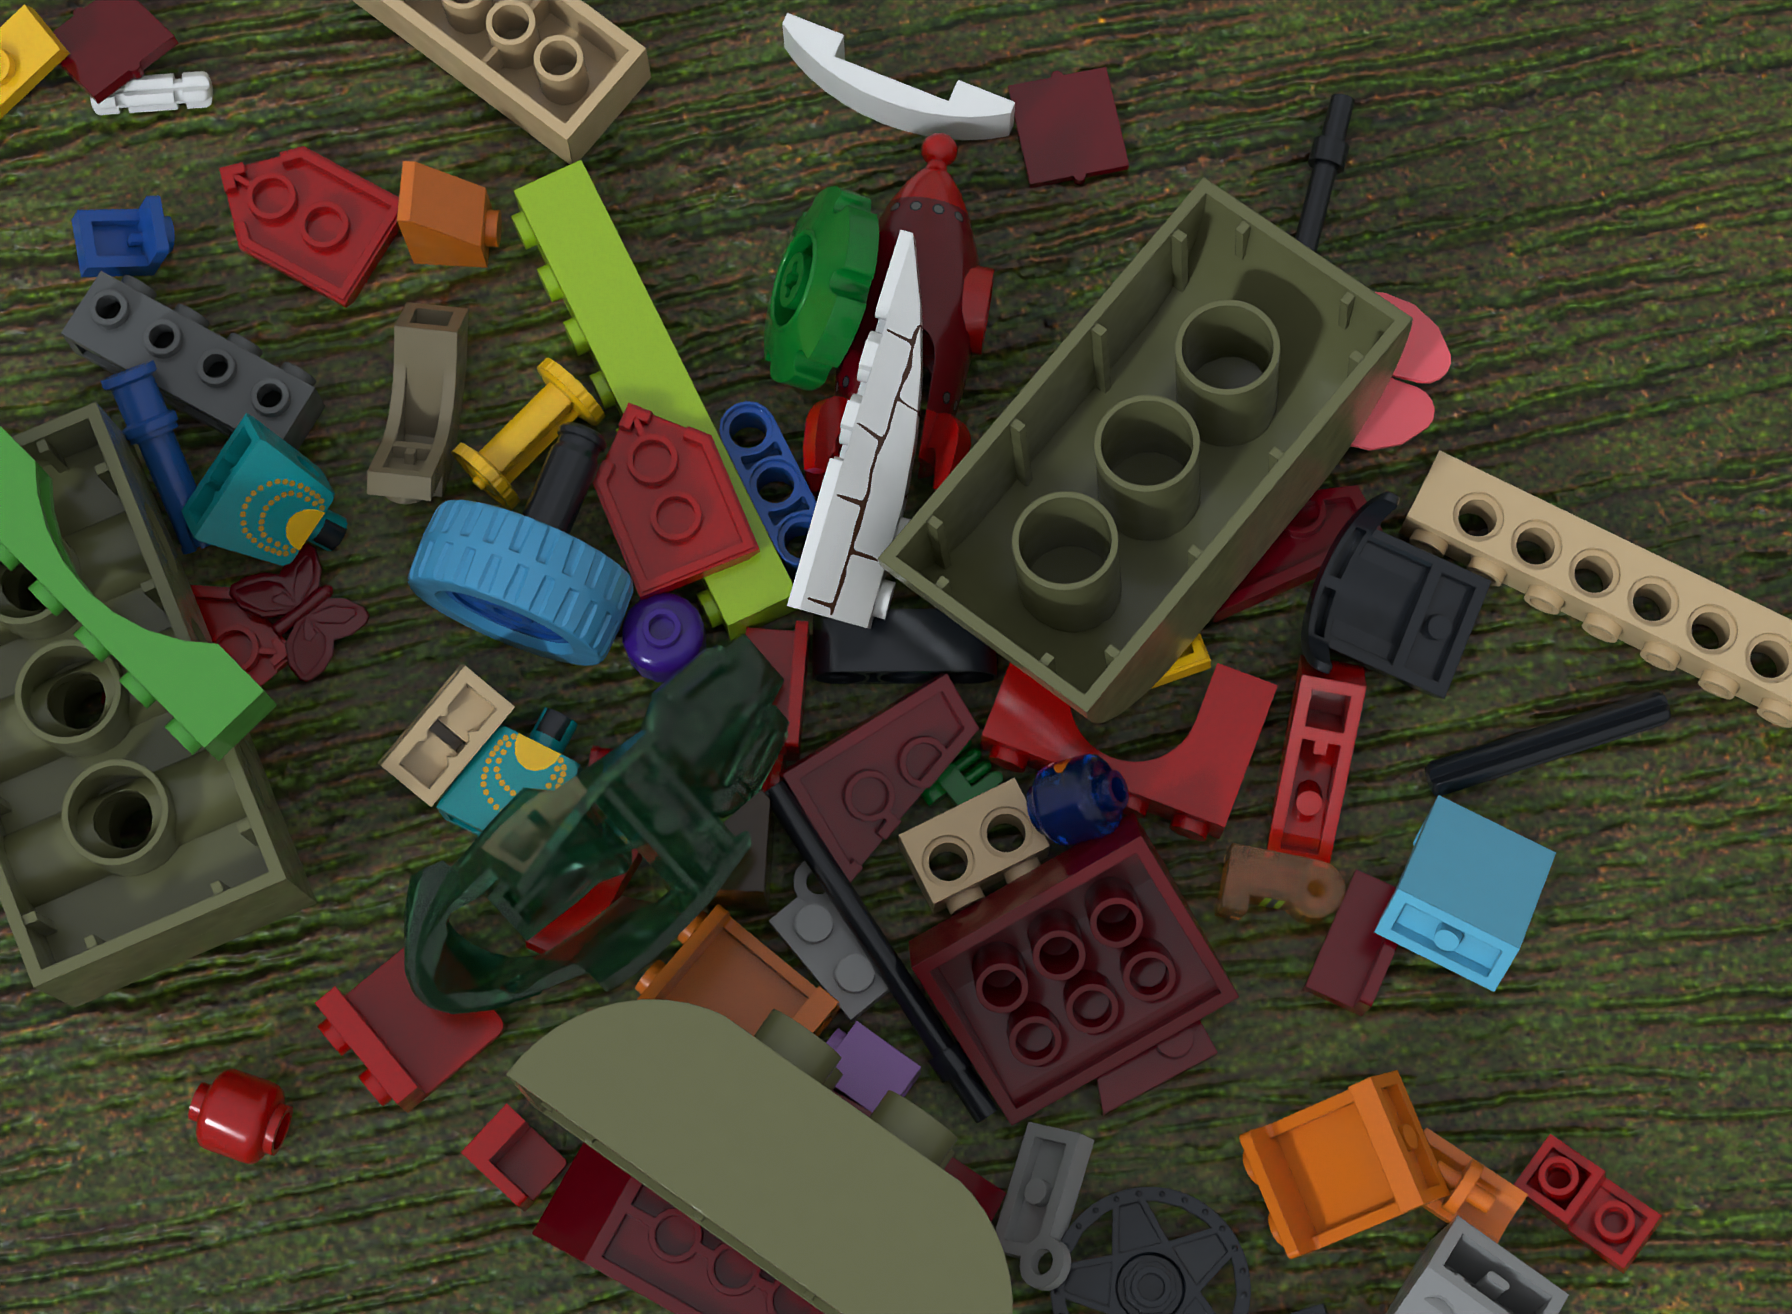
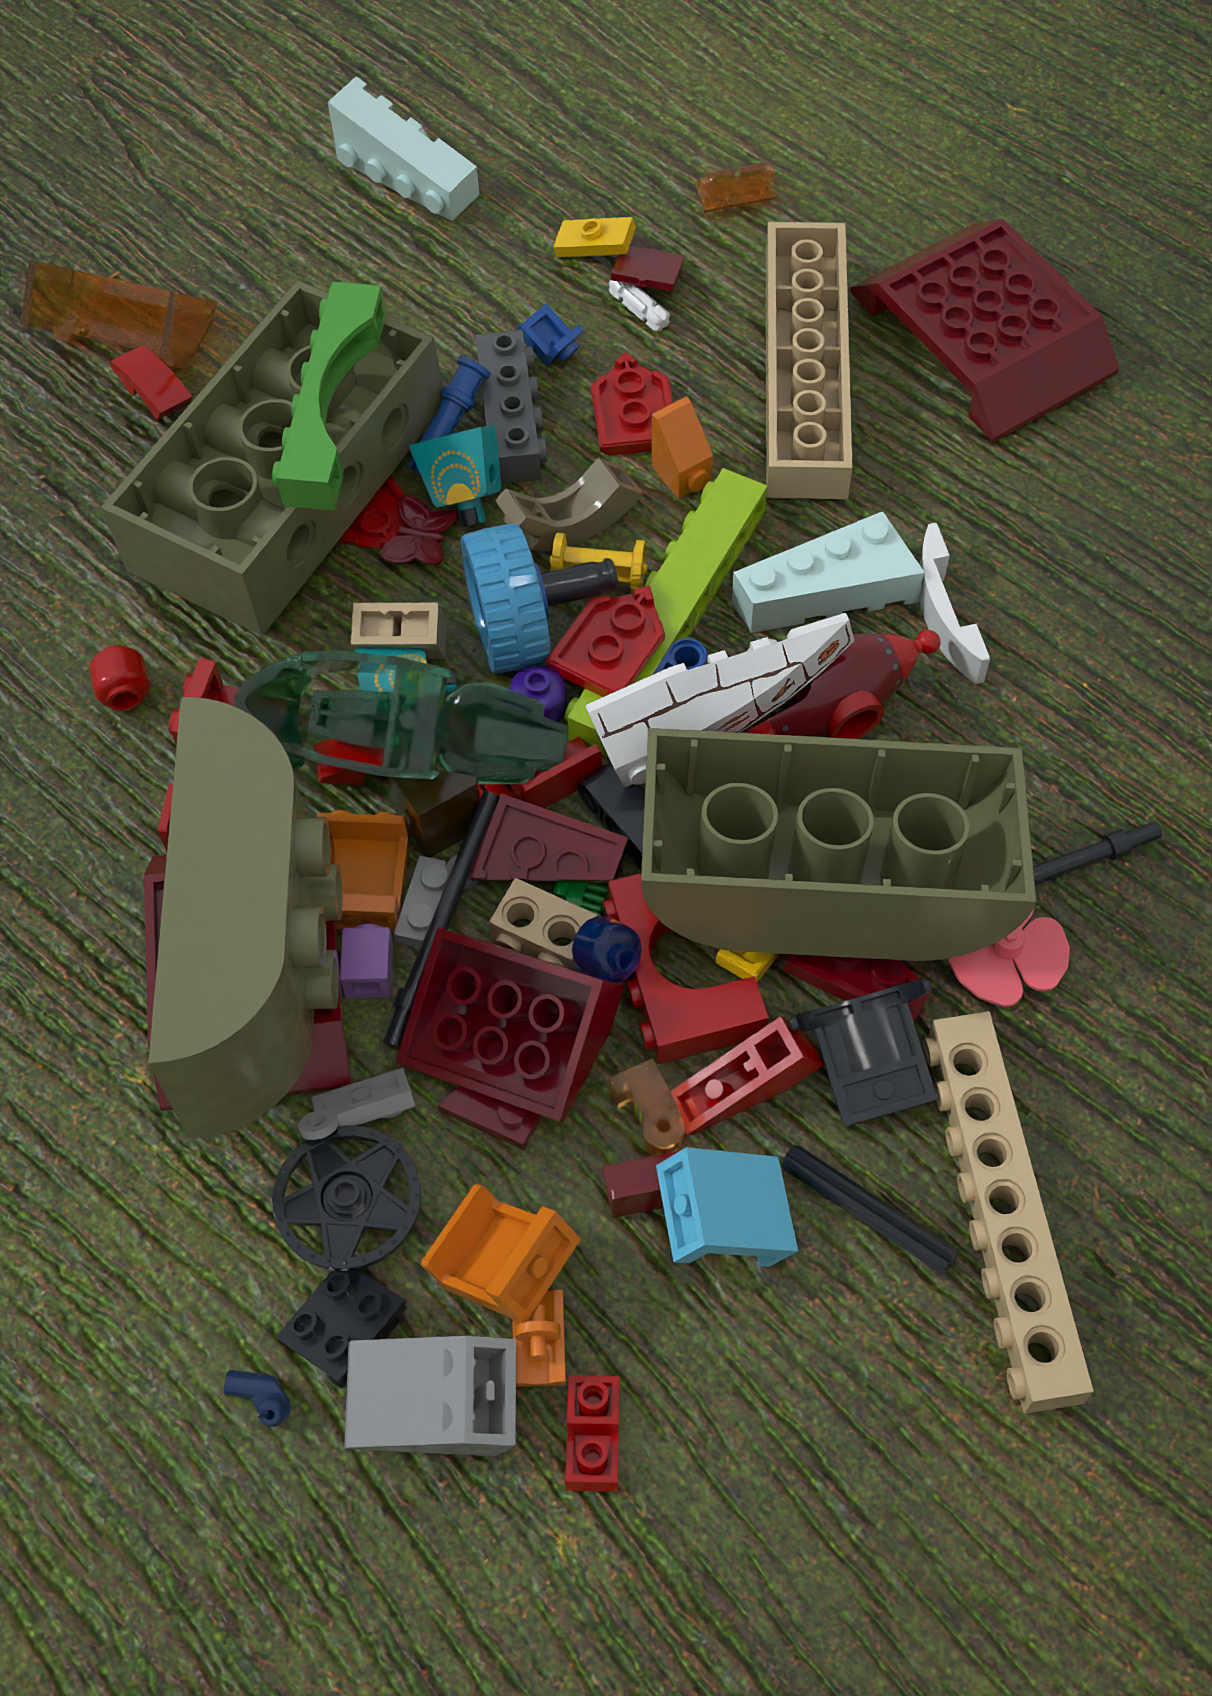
camera: 55 degrees right, 15 degrees down
(761, 166) = (829, 575): none -> light aqua wedge
(821, 288) = (795, 614): green piece -> none
(1068, 127) = (1007, 707): dark red piece -> none

